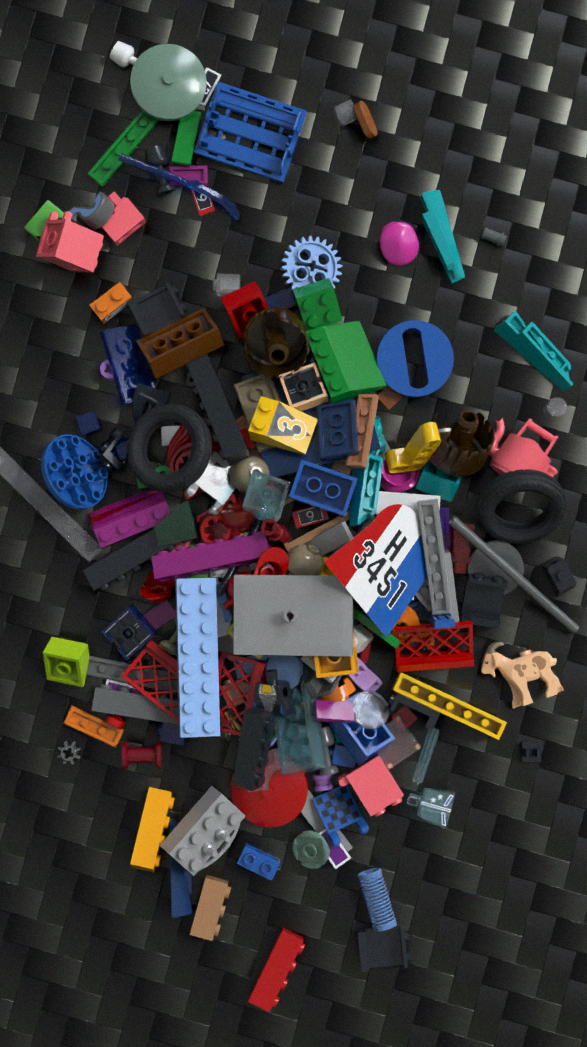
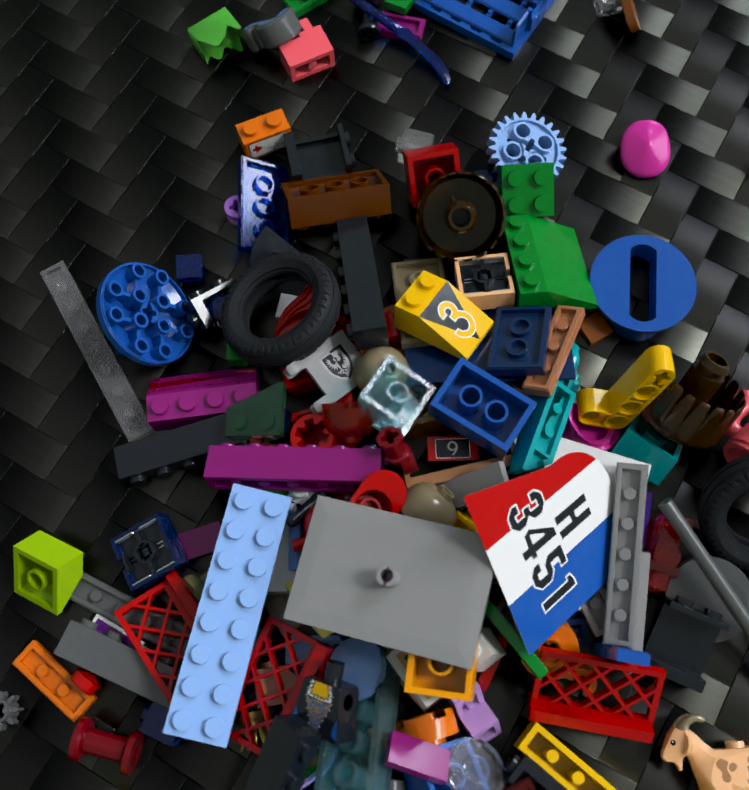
camera: 20 degrees right, 15 degrees down
(69, 244) = (233, 52): coral container -> none
(156, 591) = (206, 503): red piece -> none
(203, 203) = (409, 57): sticker -> none
(319, 686) = (403, 708): dark grey panel -> none
(441, 234) = (698, 153): teal wedge -> none

